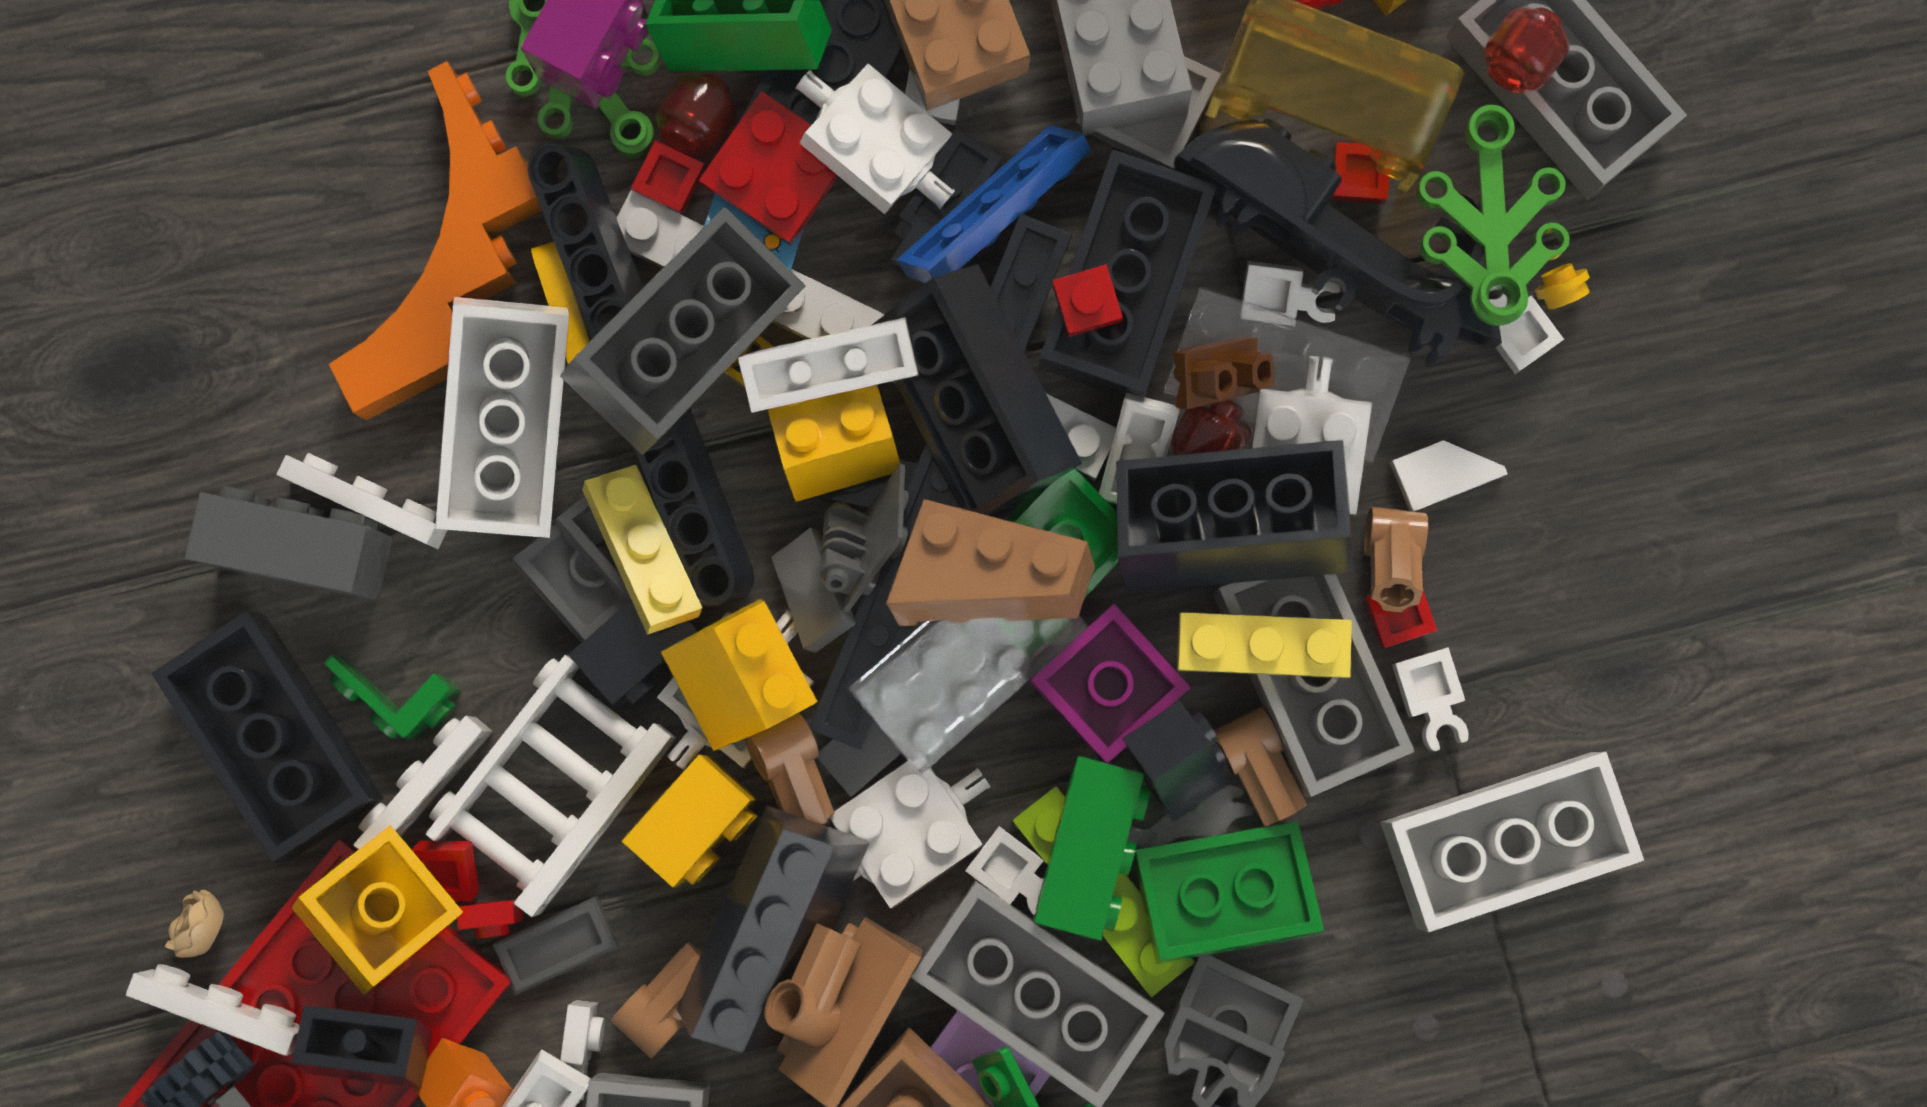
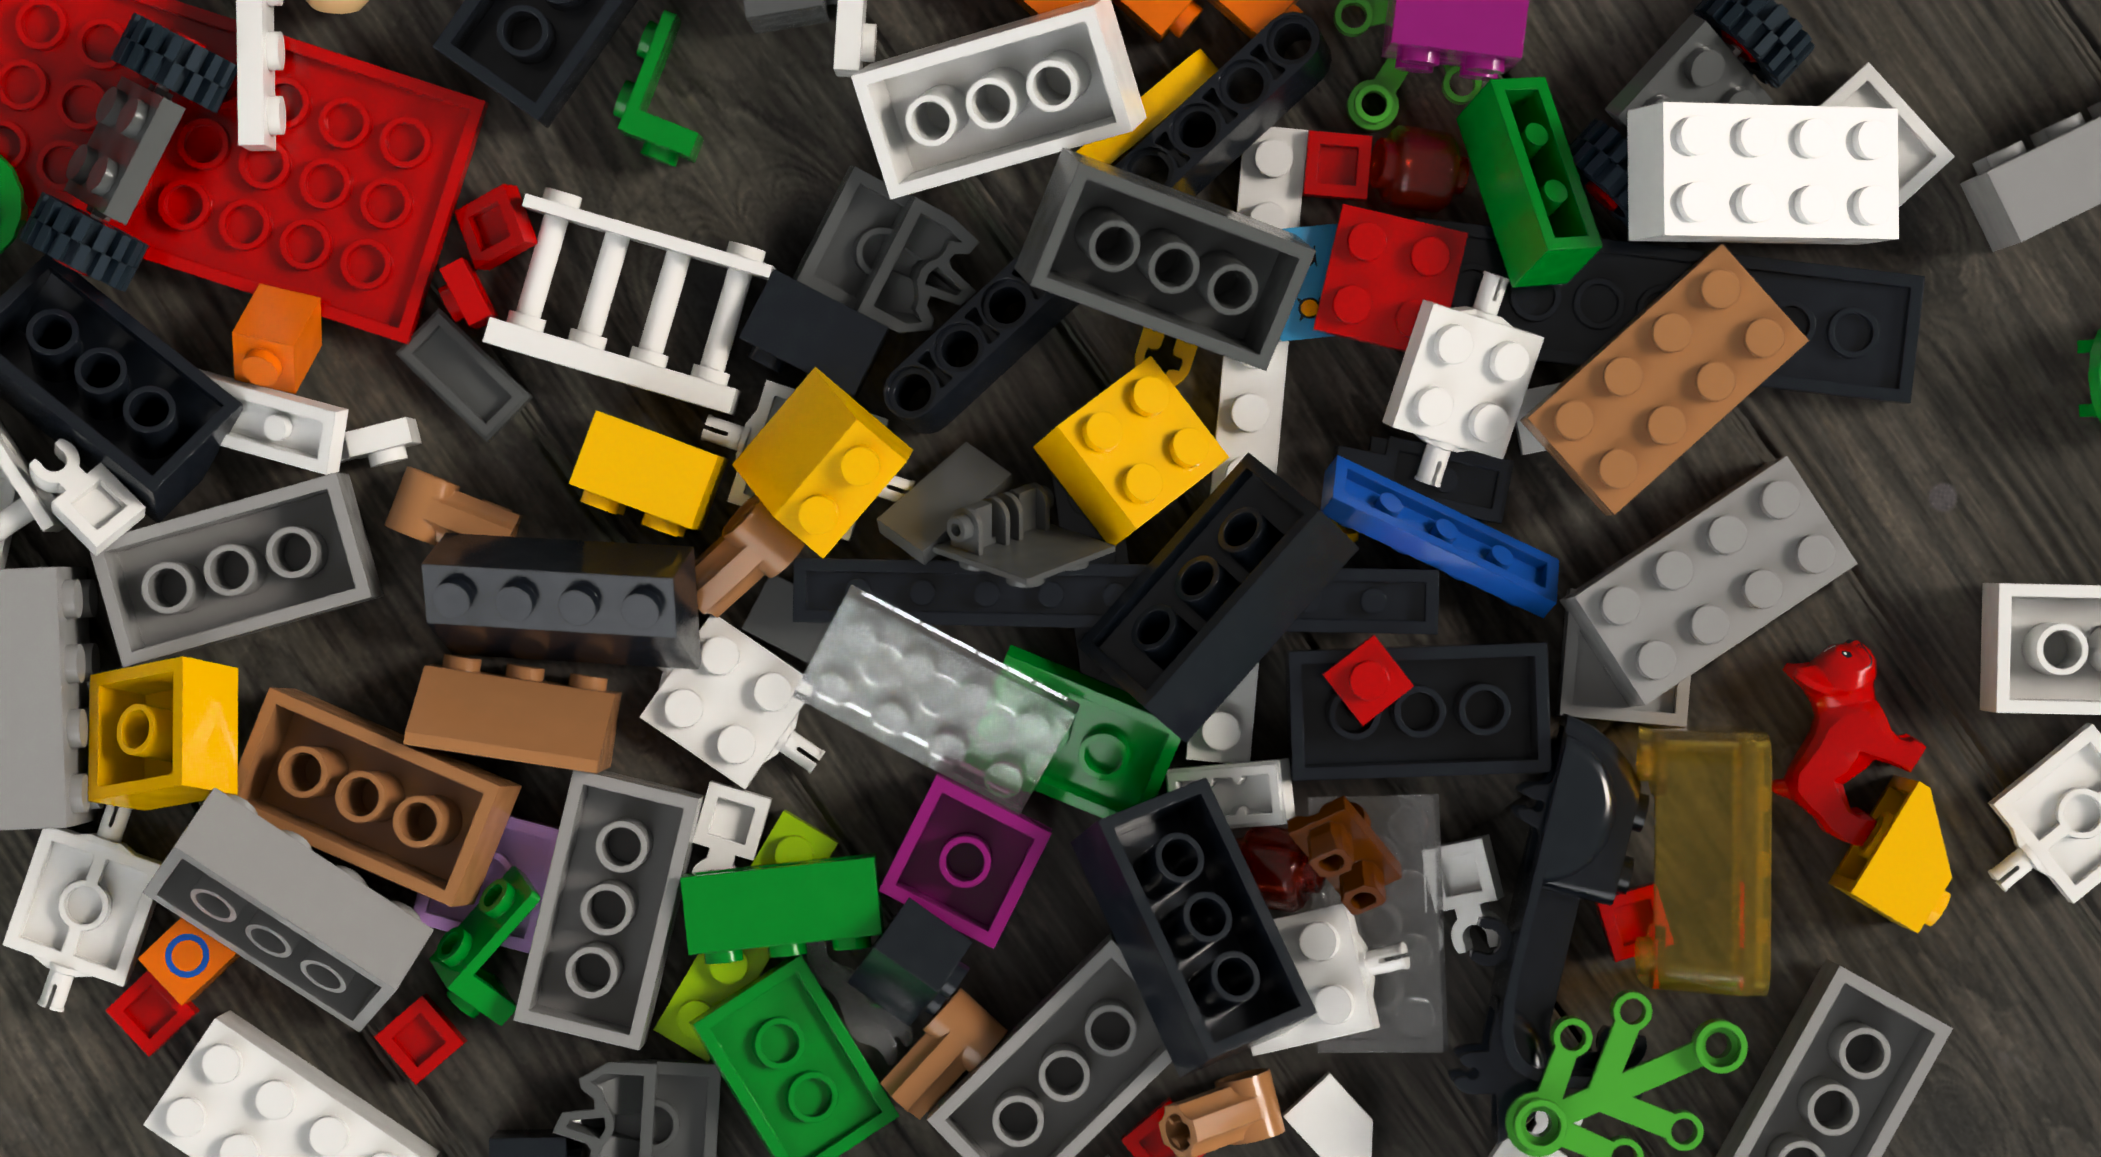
camera: 65 degrees right, 5 degrees up
(362, 1046) = (278, 220): black brick -> none
(376, 909) = (425, 177): yellow slope -> none
(425, 781) = (576, 164): white plate -> none
(641, 549) = (917, 302): light yellow plate -> none
(807, 1002) = (502, 671): medium nougat piece -> none
(828, 365) = (1187, 430): white plate -> none
(987, 567) = (1032, 685): medium nougat wedge -> none
(1264, 645) = (1067, 1010): light yellow plate -> none
(1526, 49) = (1825, 1053): clear red head -> none

